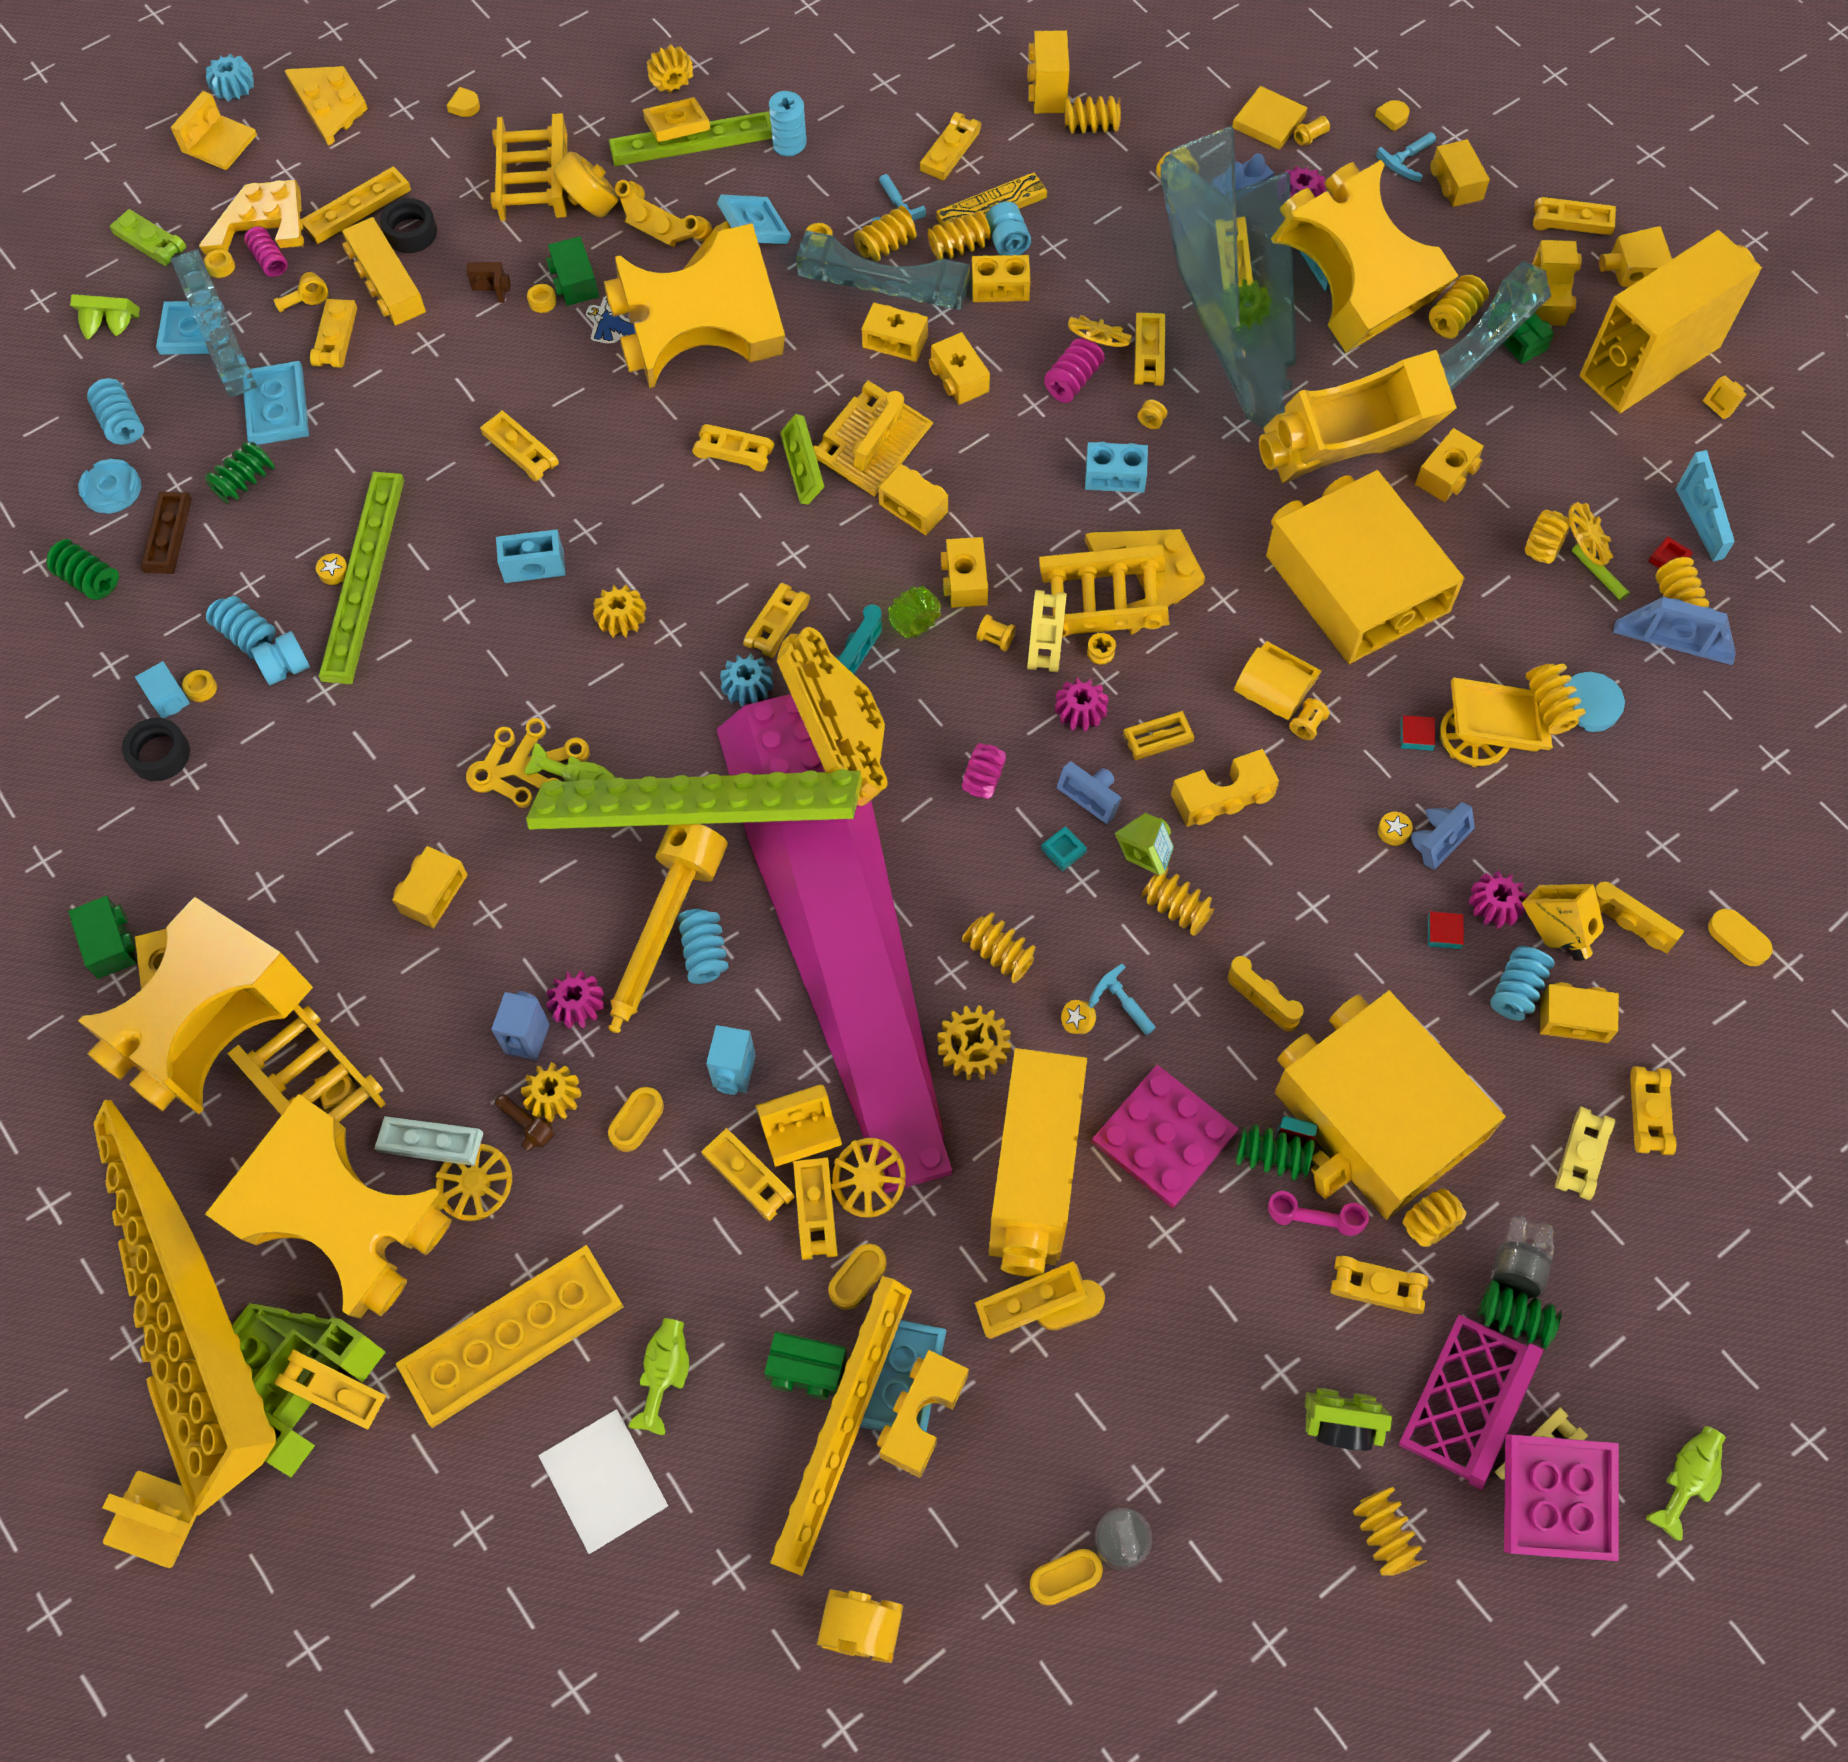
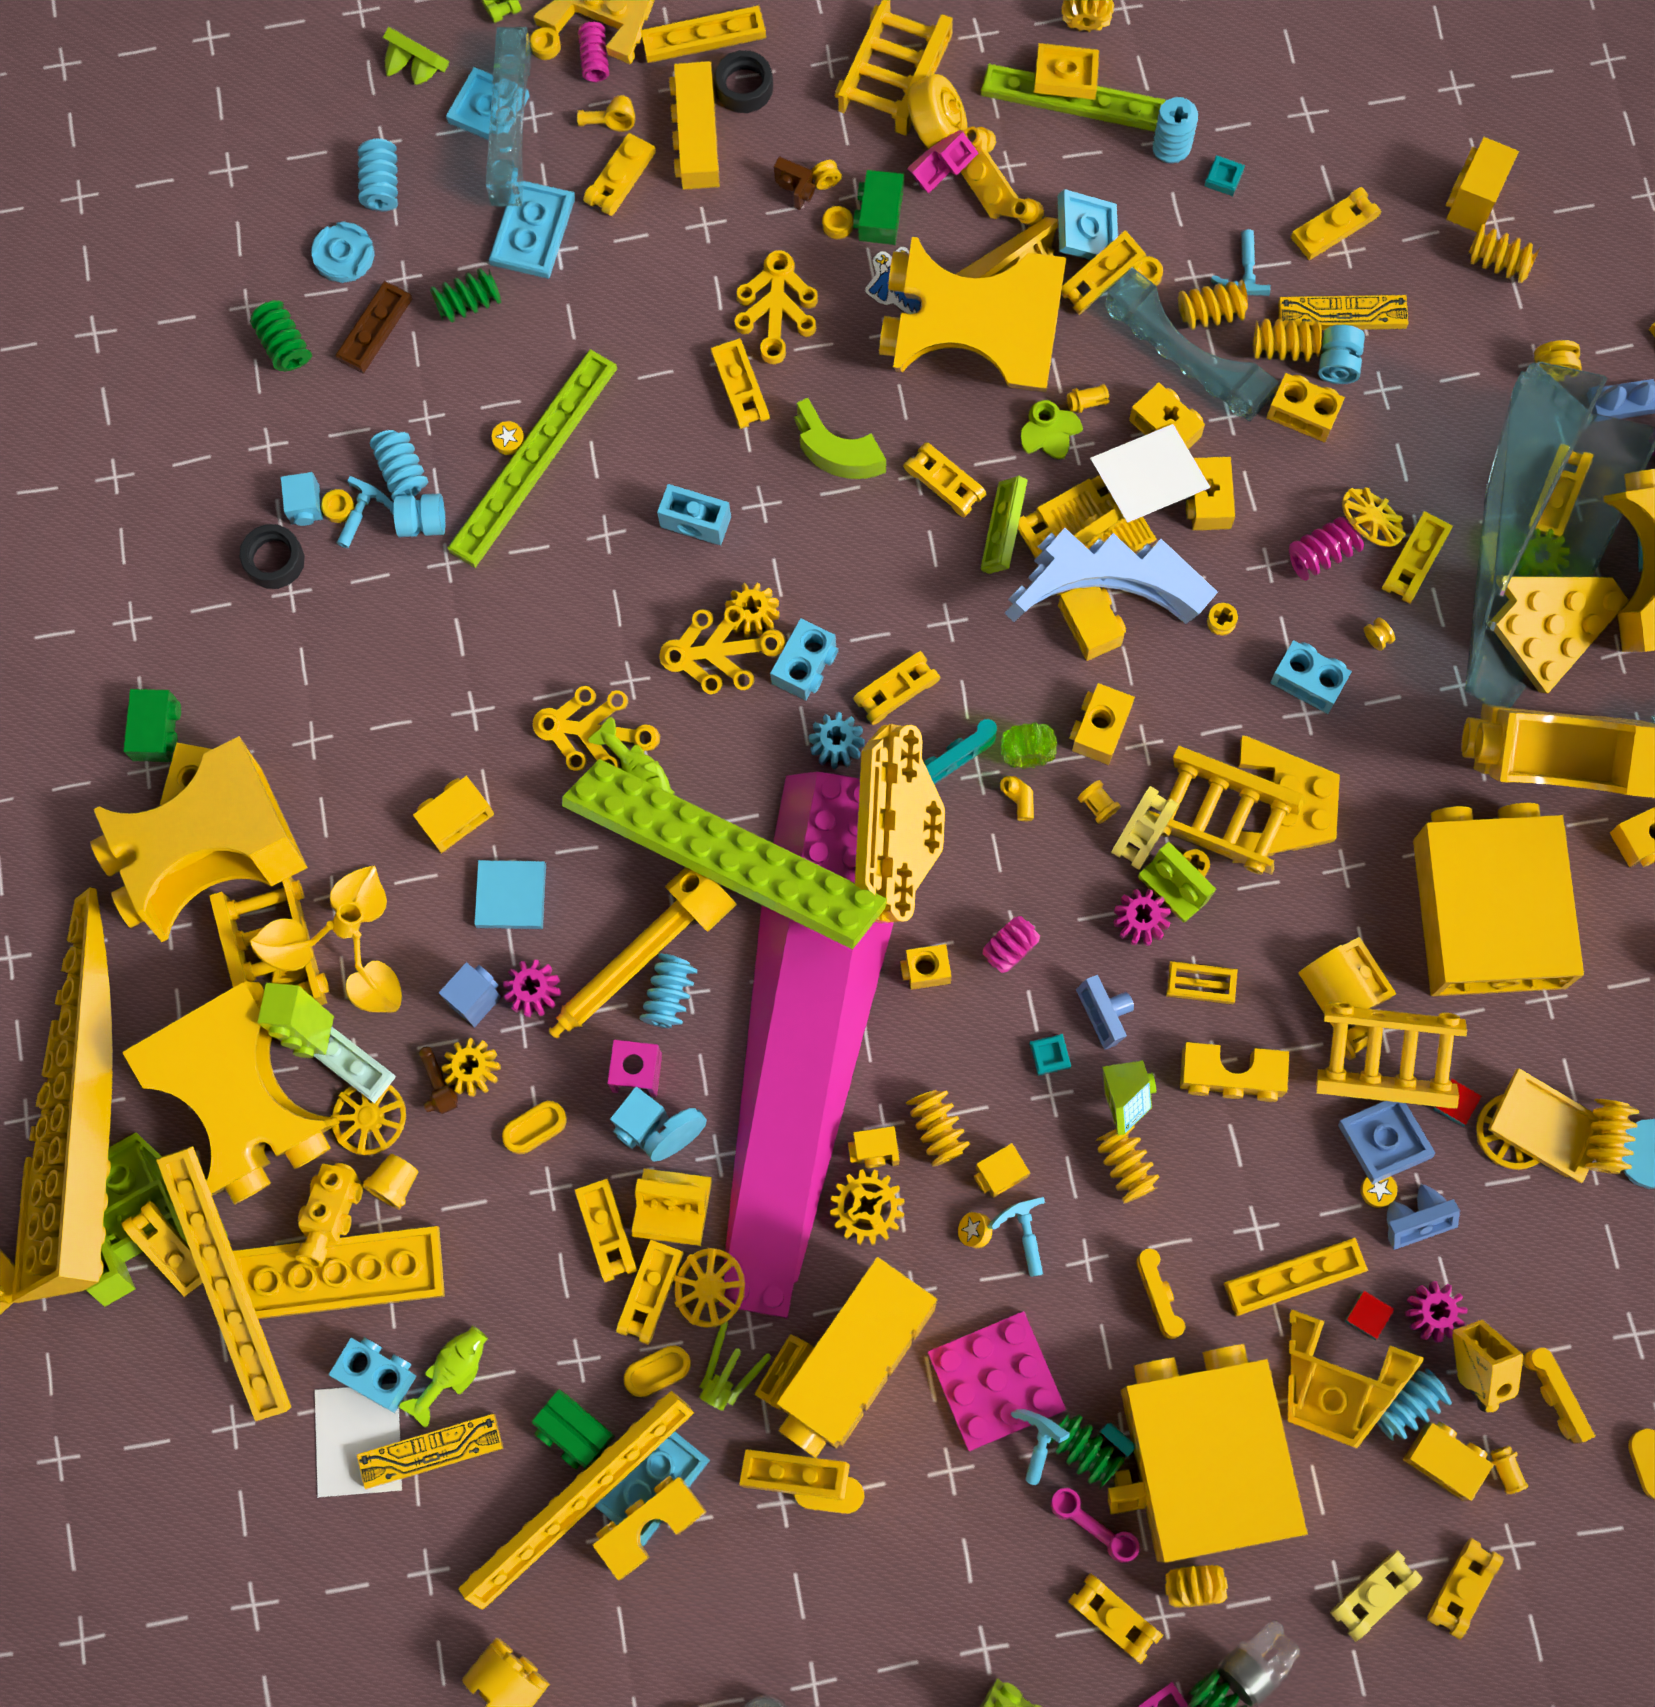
camera: 30 degrees right, 10 degrees up
(221, 665) = (355, 516): none -> medium azure piece
(364, 1114) = (295, 1019): none -> lime brick
(372, 1001) = (356, 900): none -> yellow plant
(404, 1389) = (224, 1283): none -> yellow plate
(474, 1259) = (336, 1201): none -> yellow brick
(510, 349) = (776, 302): none -> yellow plant
(514, 265) = (826, 174): none -> yellow bush
(515, 933) = (510, 894): none -> medium azure tile
(523, 1226) = (391, 1181): none -> yellow piece
(587, 1417) = (370, 1379): none -> medium azure brick
(604, 653) = (716, 650): none -> yellow plant
(607, 215) = (946, 156): none -> dark pink slope
(629, 464) = (837, 456): none -> lime arch
(678, 1454) = (429, 1451): none -> yellow tile
(681, 630) = (797, 657): none -> medium azure brick
(694, 1026) = (649, 1075): none -> dark pink piece
(772, 1059) = (679, 1132): none -> medium azure tile
(785, 242) = (1103, 271): none -> yellow plate
(801, 377) = (1050, 434): none -> lime plate
(816, 344) = (1087, 398): none -> yellow pin
(843, 147) = (1224, 175): none -> teal tile
(903, 367) = (1150, 473): none -> white sticker
(911, 444) = (1151, 573): none -> light blue arch
(923, 811) = (937, 956): none -> yellow brick
(923, 1264) = (718, 1391): none -> lime plant
(926, 656) = (1021, 795): none -> yellow arm
(954, 989) = (874, 1147): none -> yellow brick
(975, 1216) = (783, 1370): none -> yellow tile
(1023, 449) = (1216, 611): none -> yellow bush
(1074, 957) = (1001, 1171): none -> yellow brick
(1096, 659) = (1177, 882): none -> lime bracket
(1234, 1145) = (1047, 1430): none -> medium azure piece
(1284, 343) = (1554, 622): none -> yellow wing
(1367, 929) = (1295, 1277): none -> yellow tile
(1370, 732) = (1404, 1086): none -> yellow fence
(1379, 783) = (1386, 1139): none -> medium blue plate
(1458, 1005) = (1334, 1398): none -> yellow wing
(1631, 997) = (1508, 1469): none -> yellow pin

